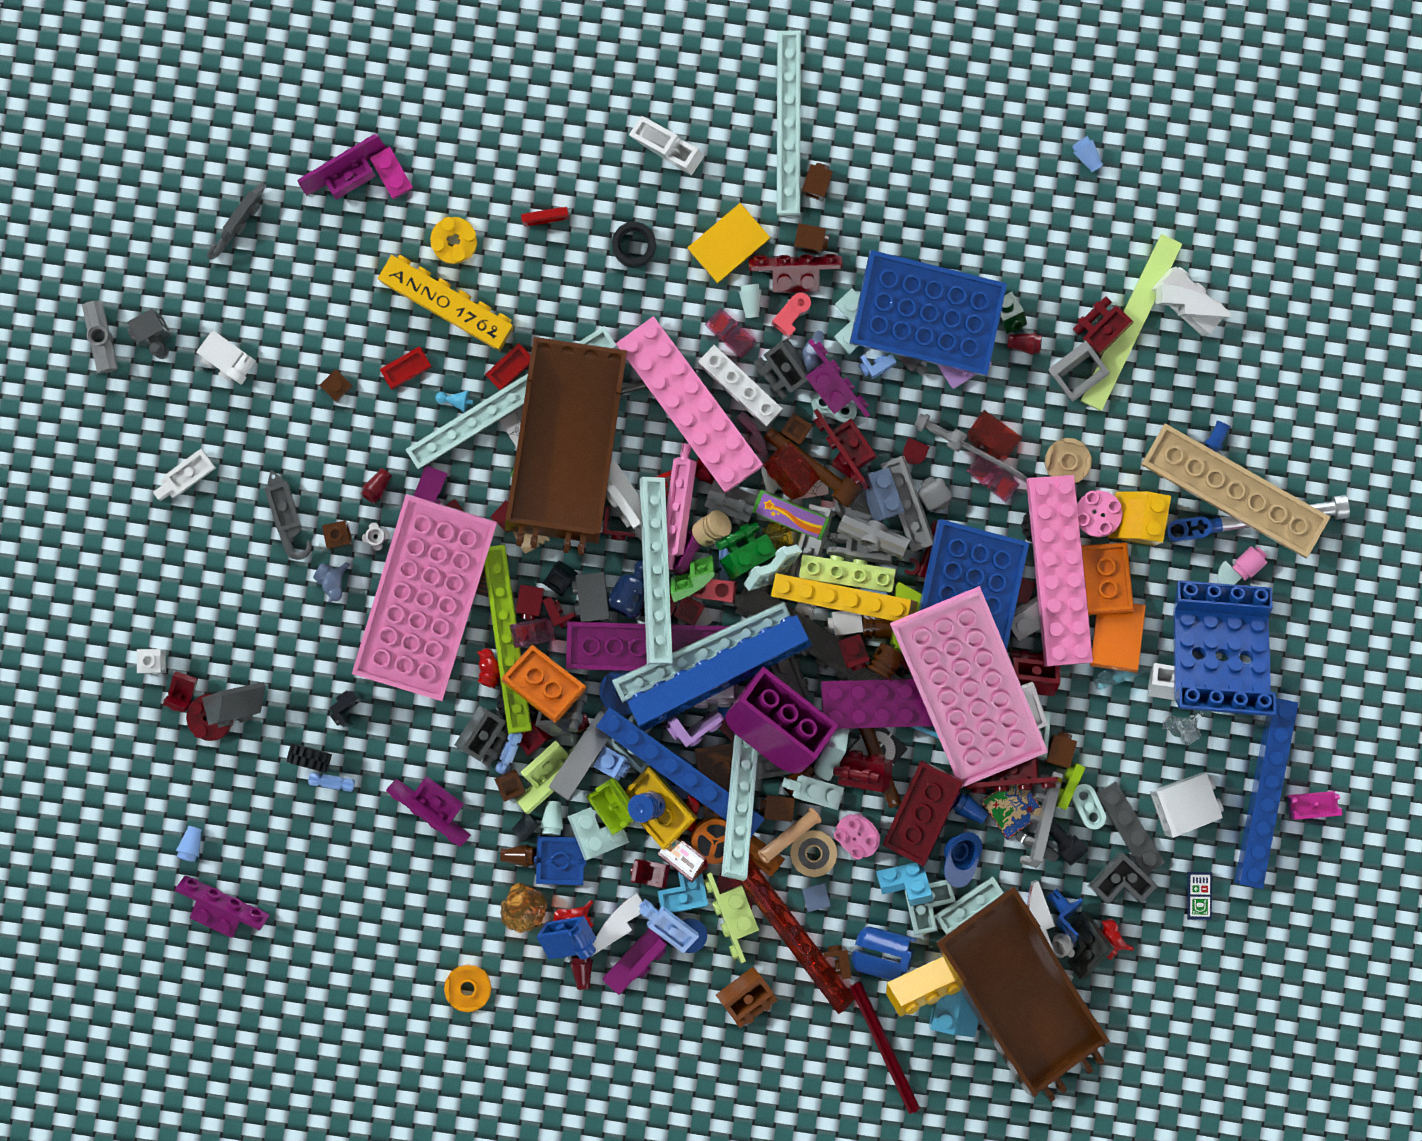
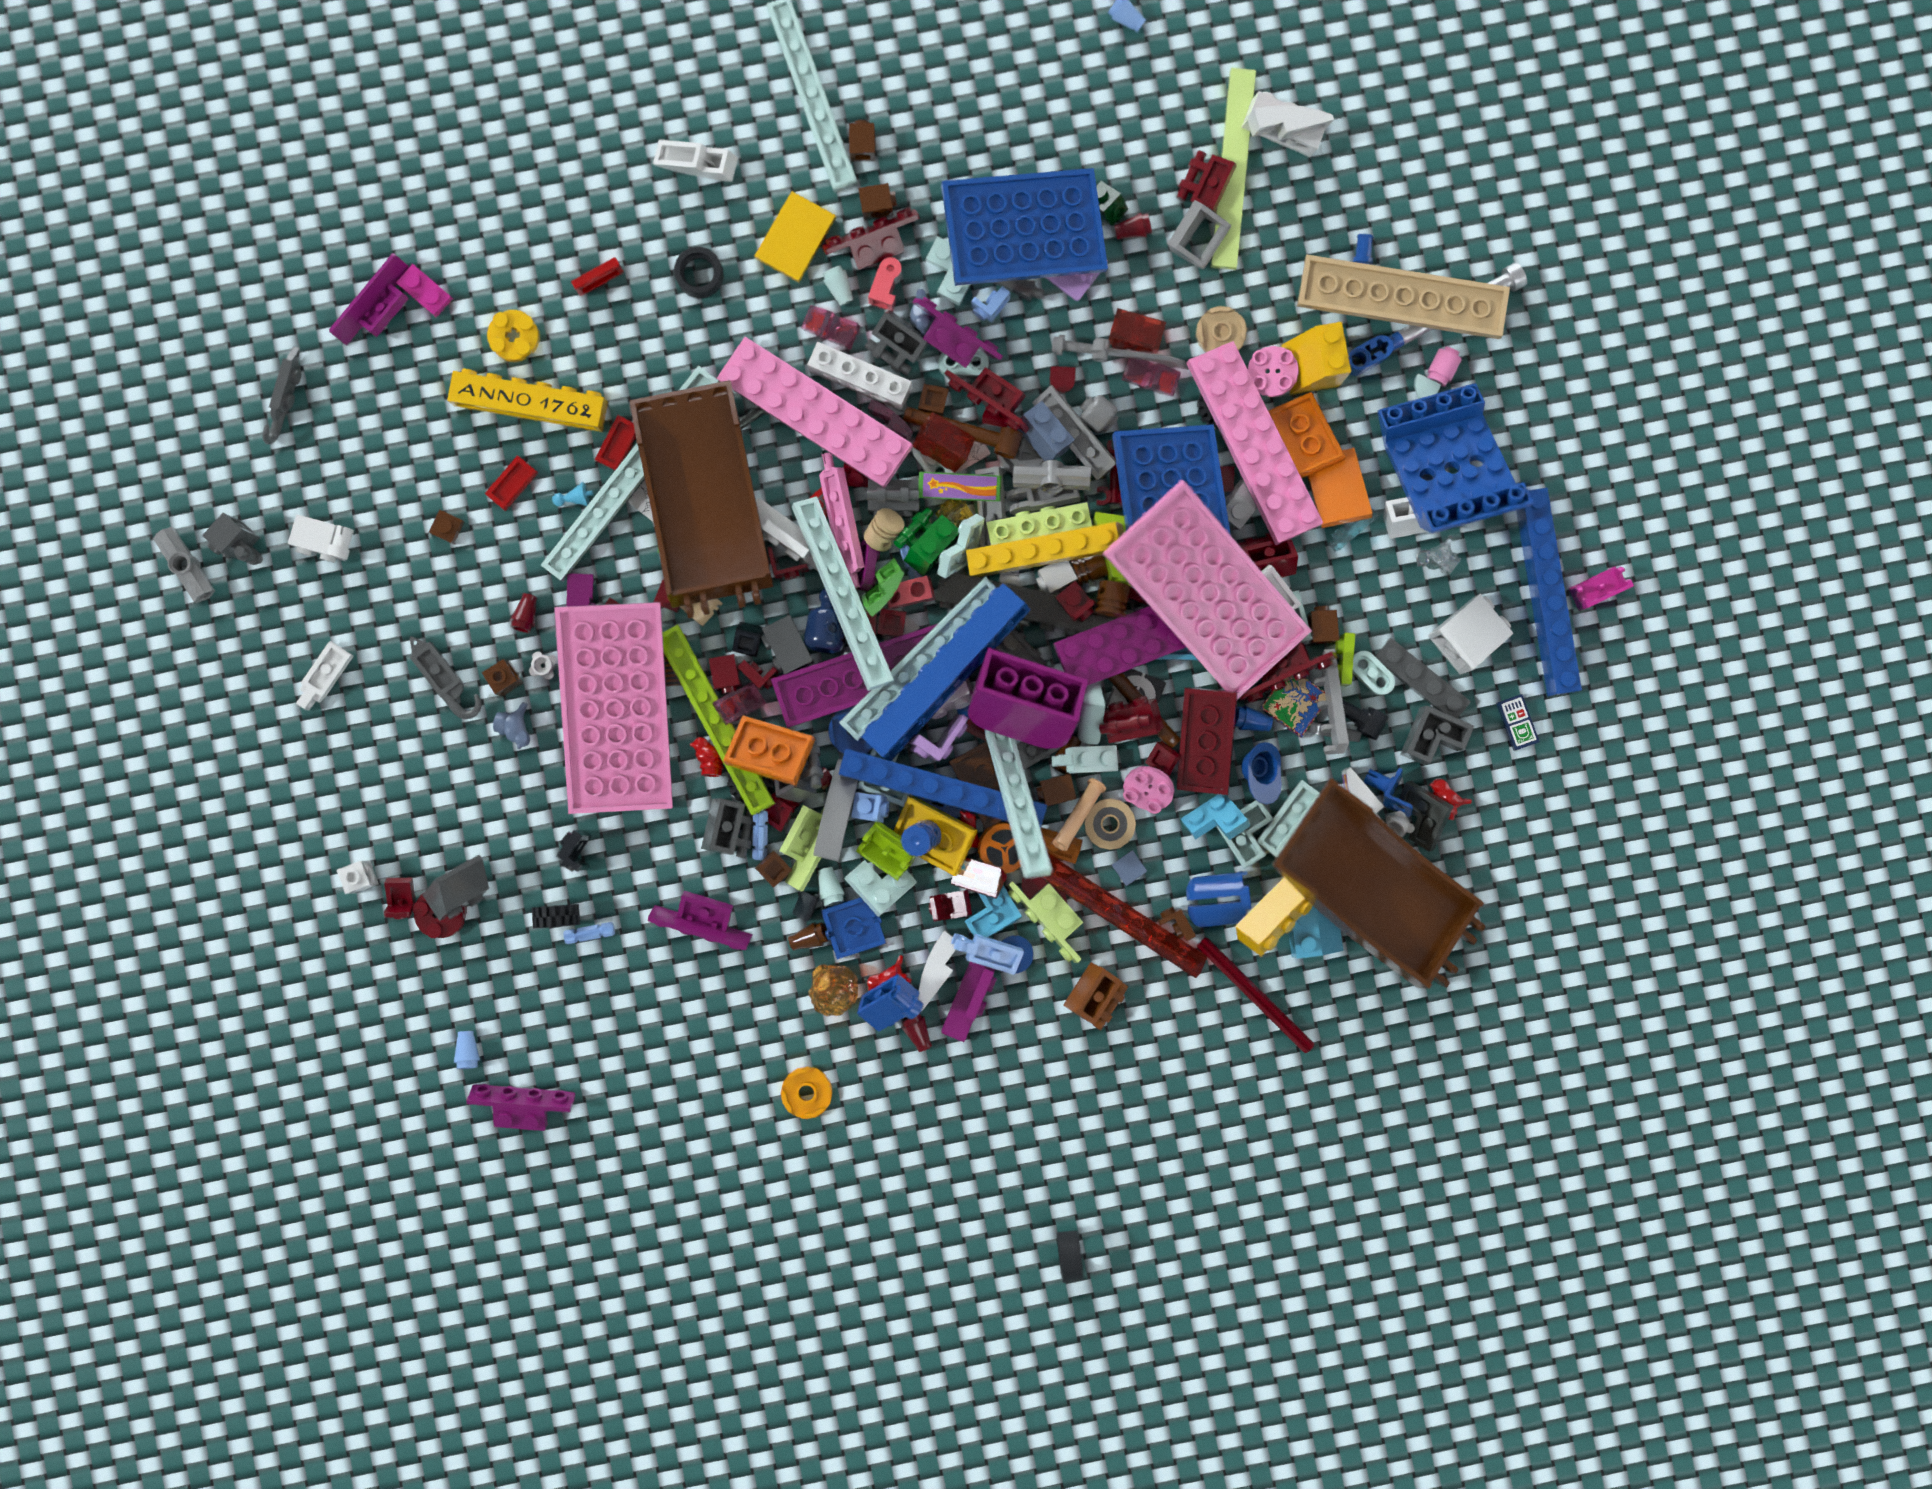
camera: 20 degrees left, 0 degrees up
(880, 814) = (1163, 758): none -> dark red plate

